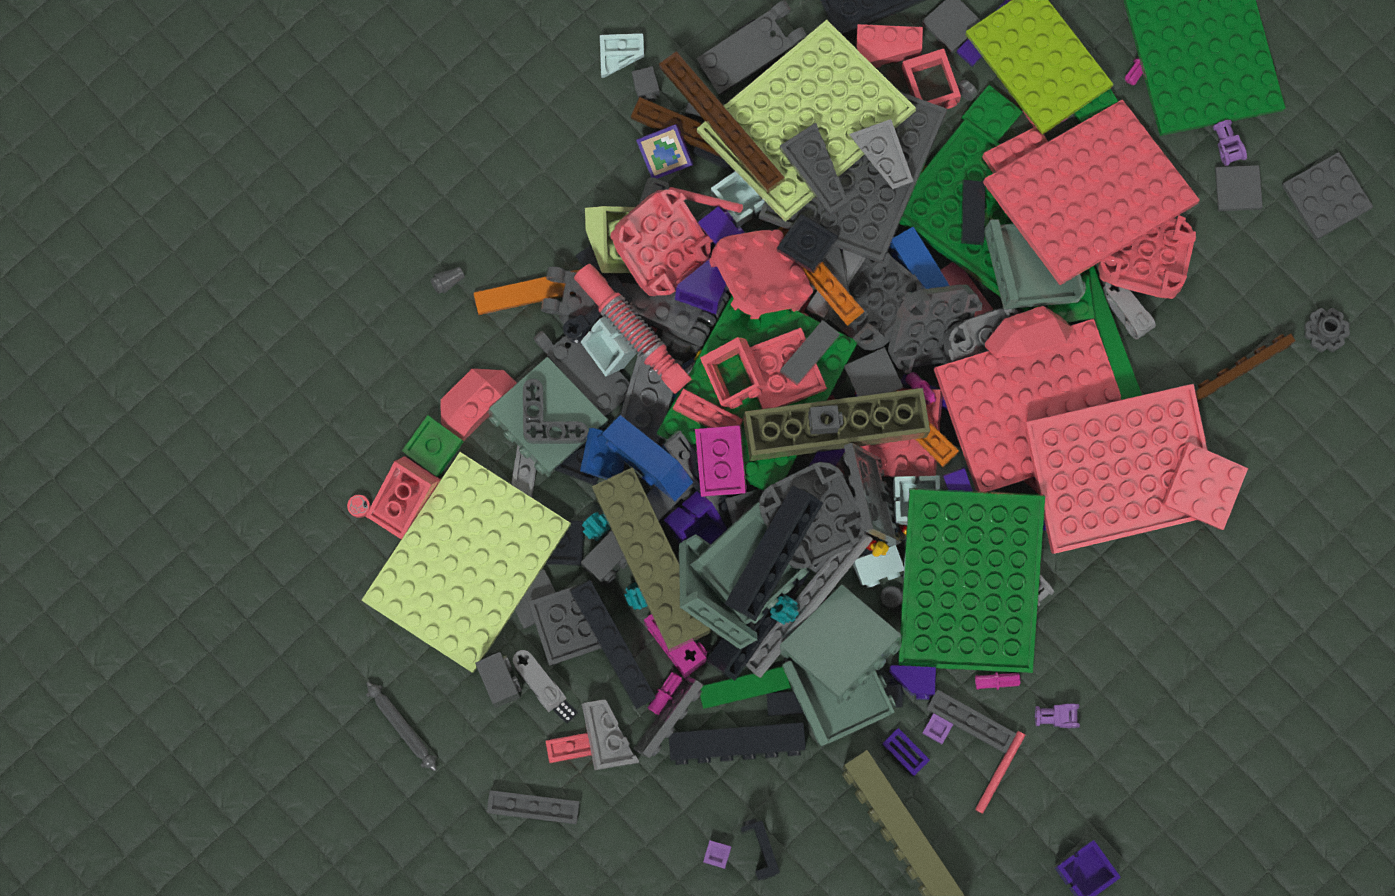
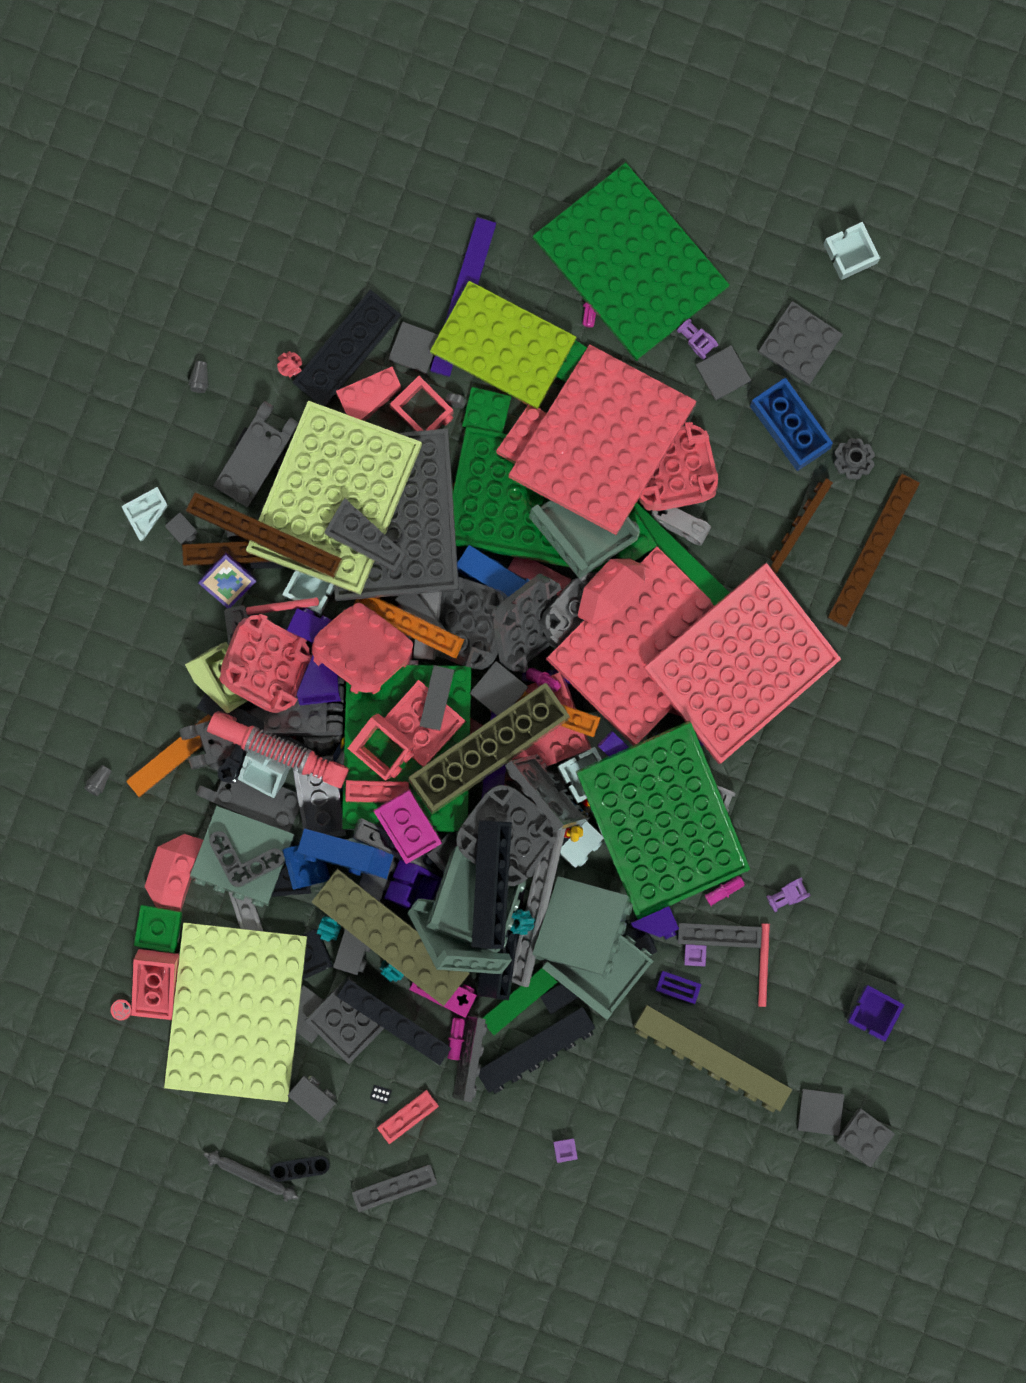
camera: 30 degrees left, 5 degrees up
(441, 739) = (290, 1172): none -> black beam
(537, 679) = (343, 1080): light grey piece -> none
(606, 740) = (428, 1103): light grey wing -> none
(772, 867) = (617, 1141): black window -> none
(807, 243) = (388, 604): black tile -> none
(816, 424) = (474, 760): dark grey brick -> none
(884, 152) = (414, 494): light grey wing -> none
(891, 597) = (603, 864): dark grey tile -> none
(973, 212) = (512, 506): black tile -> none
(1205, 486) = (817, 643): coral plate -> none
(1281, 266) = (791, 424): none -> blue brick
(1308, 423) = (873, 550): none -> reddish brown plate

